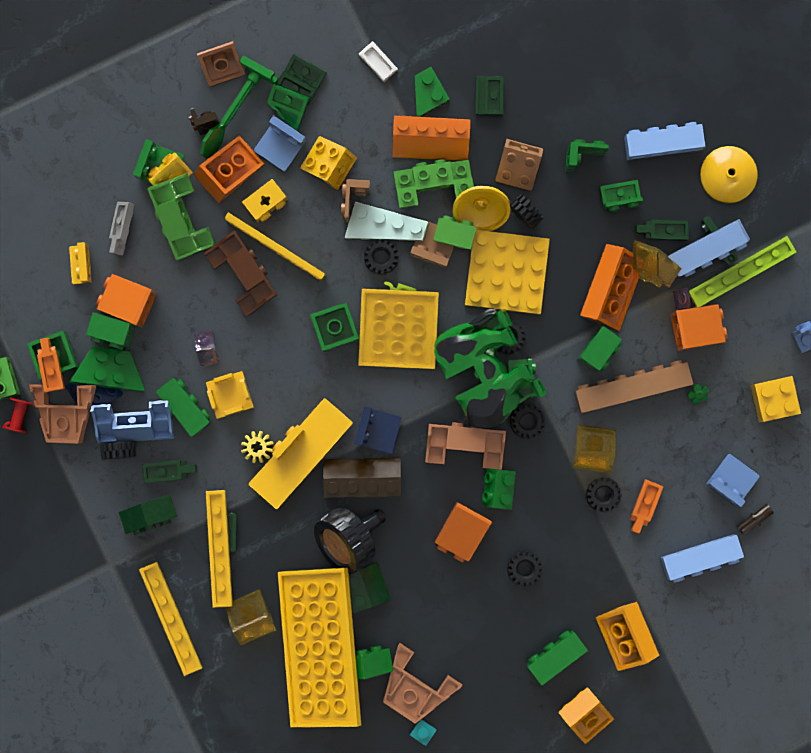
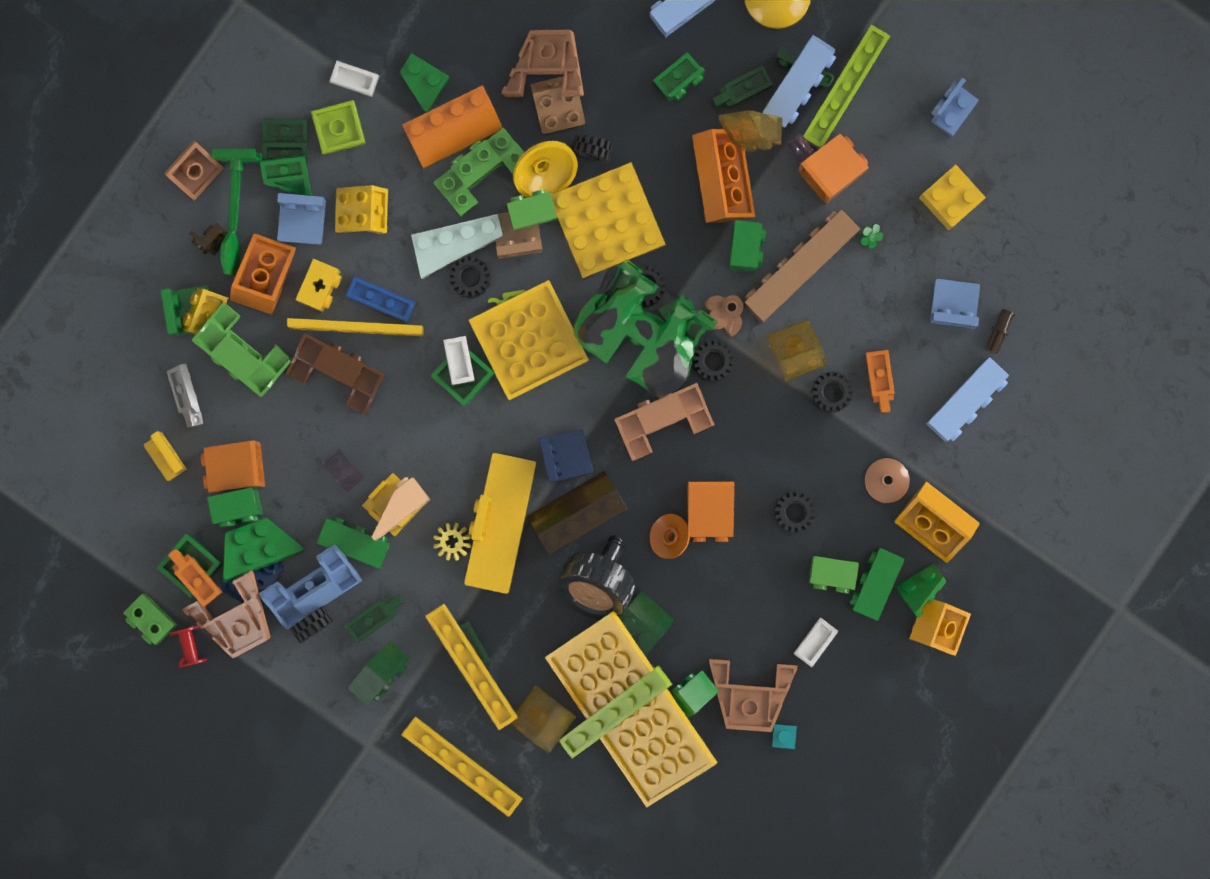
camera: 30 degrees left, 0 degrees up
(237, 398) = (403, 503): none -> light nougat slope
(305, 236) = (380, 299): none -> blue tile
(306, 644) = (615, 712): none -> lime plate
(337, 315) = (458, 360): none -> white tile
(346, 91) = (338, 127): none -> lime tile
(359, 187) = (406, 218): medium nougat bracket -> none
(416, 529) = (662, 533): none -> orange dish
(486, 674) = (815, 642): none -> white tile
(489, 95) = (488, 50): dark green plate -> none
(498, 489) = (722, 446): green bracket -> none
(528, 631) = (833, 573): none -> bright green brick
(532, 123) = (547, 54): none -> nougat wing
(554, 393) = (726, 318): none -> nougat plate
(579, 147) = (609, 51): green bracket -> none
(588, 680) = (921, 588): none -> green wing
(597, 583) = (875, 480): none -> nougat dish

